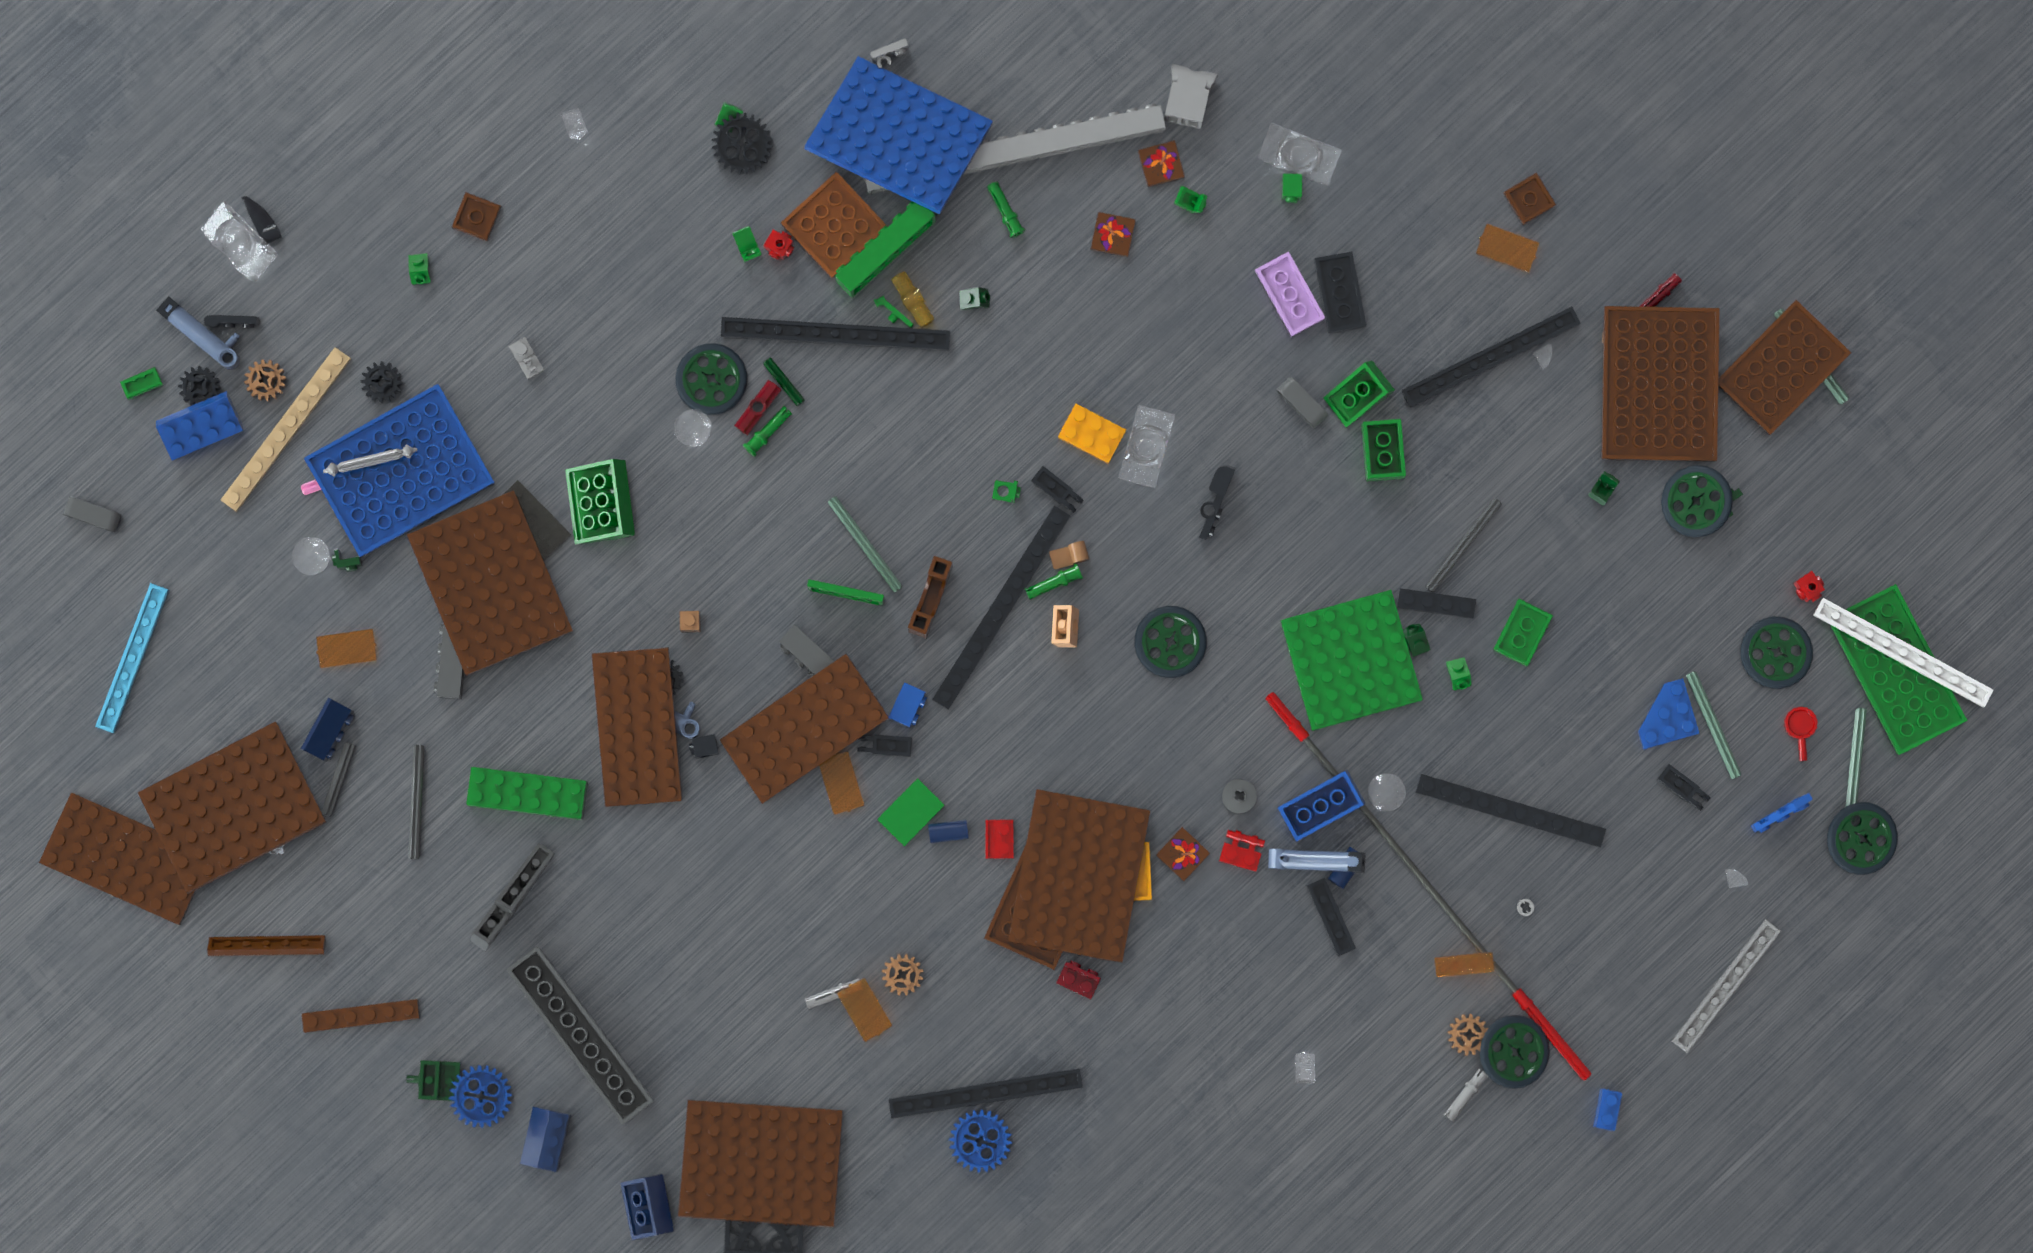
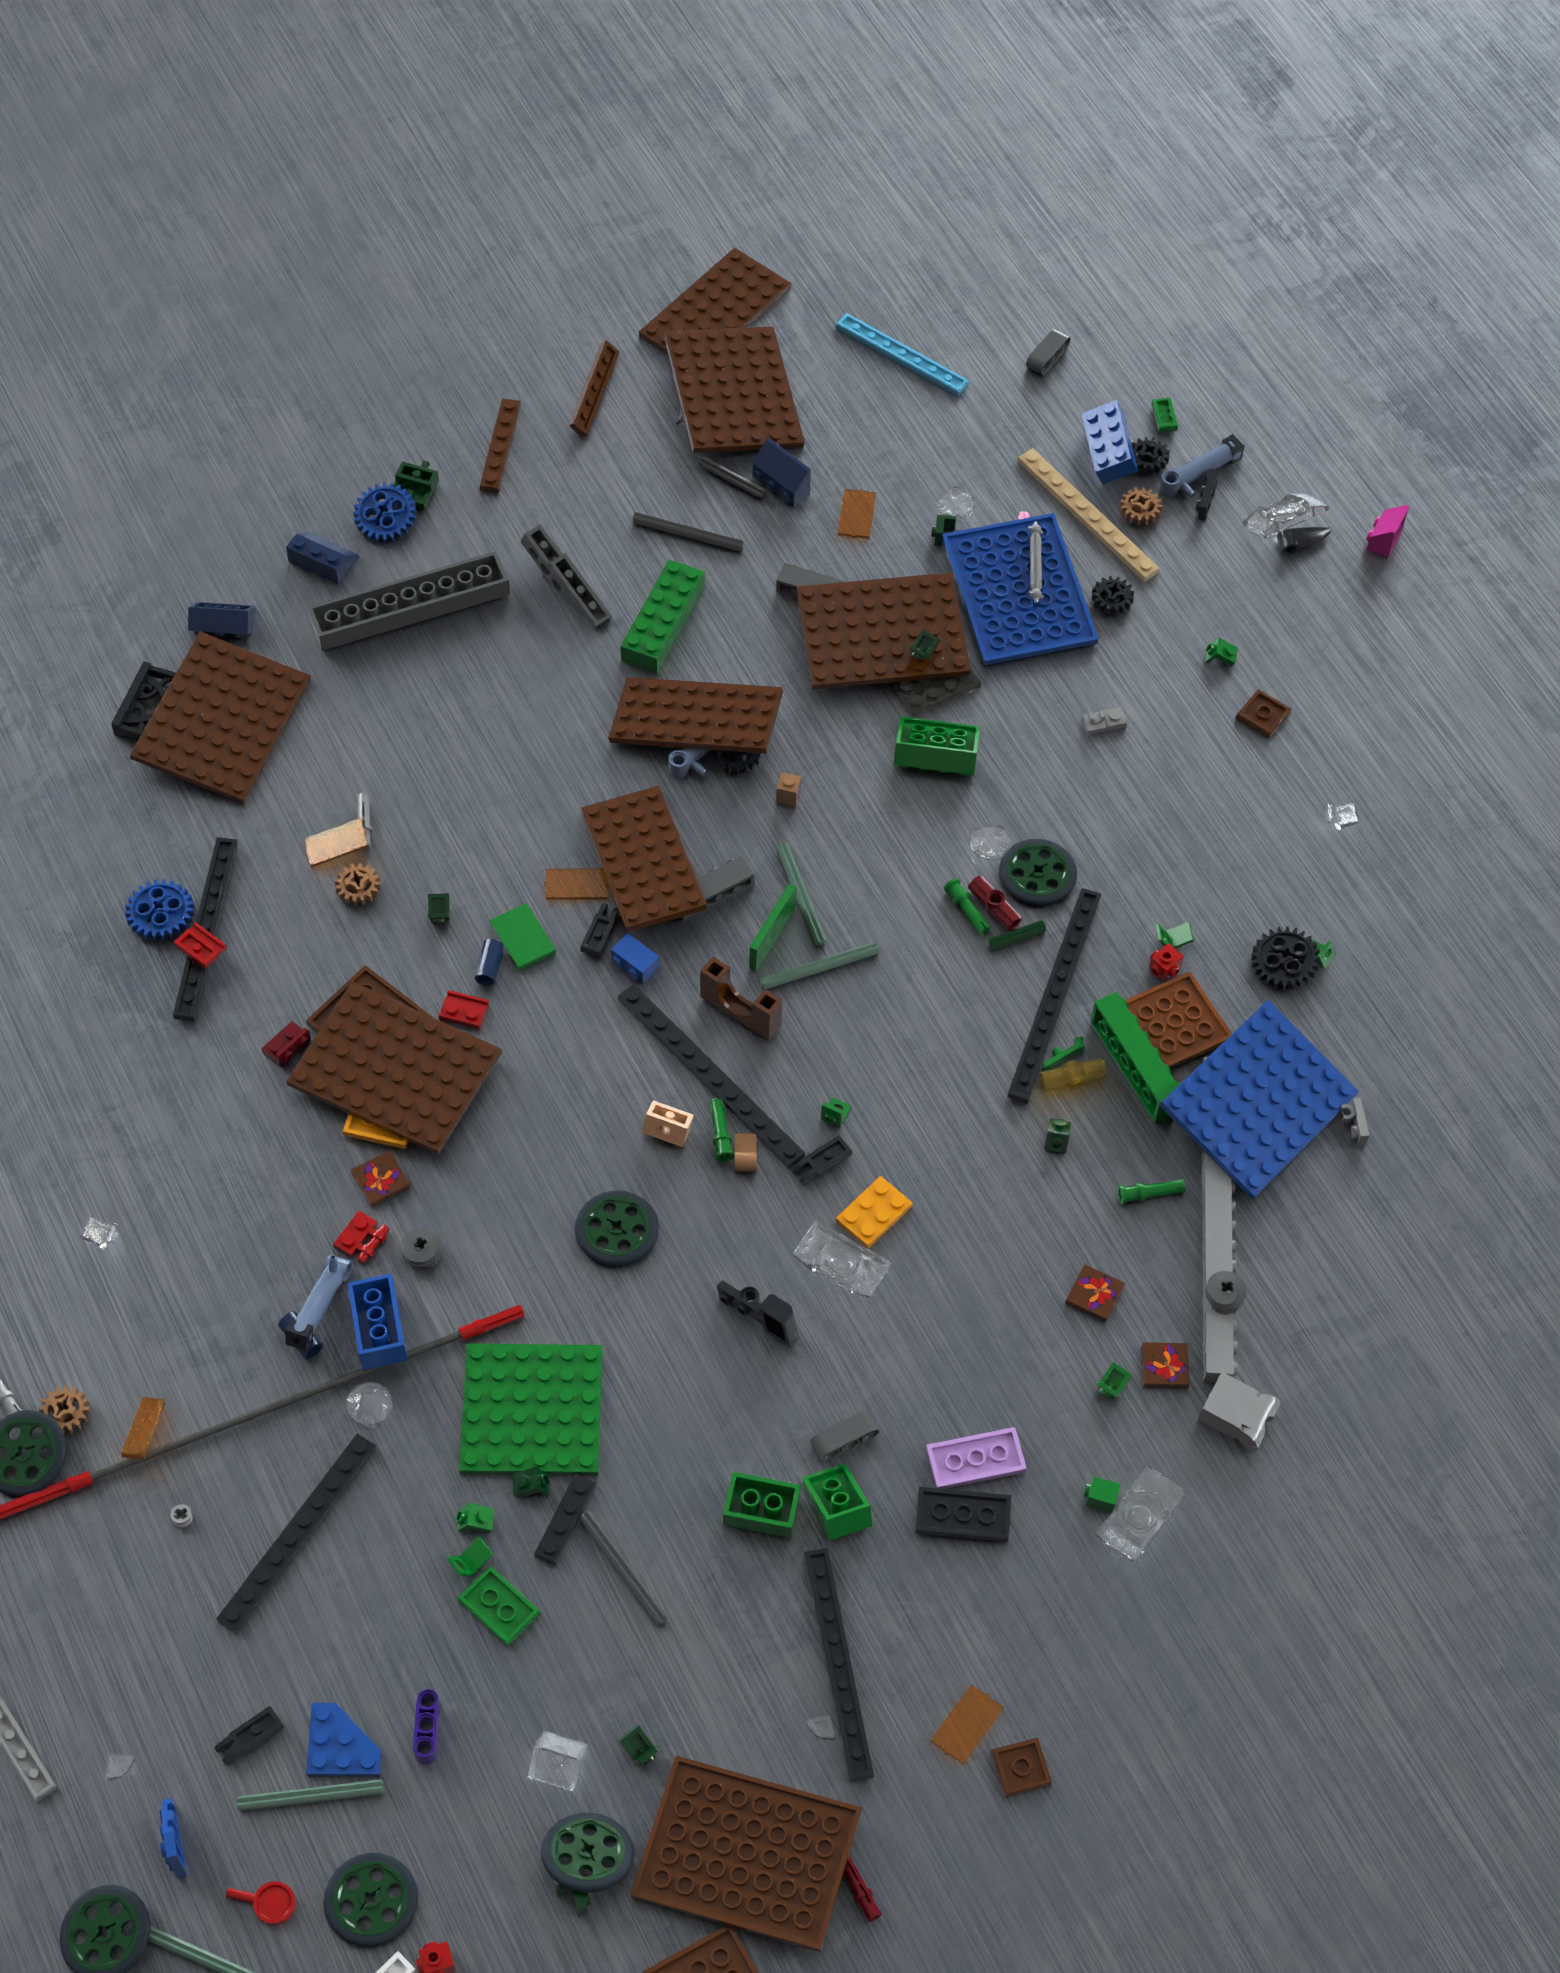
camera: 105 degrees right, 25 degrees down
(232, 142) = (1387, 530): none -> dark pink slope
(507, 536) = (924, 645): none -> dark green bracket
(704, 746) = (656, 772): black brick -> none
(795, 580) = (801, 894): none -> sand green axle
(906, 894) = (439, 907): none -> dark green bracket
(1011, 1087) = (200, 945): none -> red plate
(1092, 115) = (1225, 1292): none -> dark grey piece
(1331, 917) = (252, 1305): black plate -> none
(1494, 665) = (472, 1558): none -> green bracket
(1629, 547) = (557, 1760): none -> clear slope
(1644, 648) = (426, 1715): none -> dark purple beam

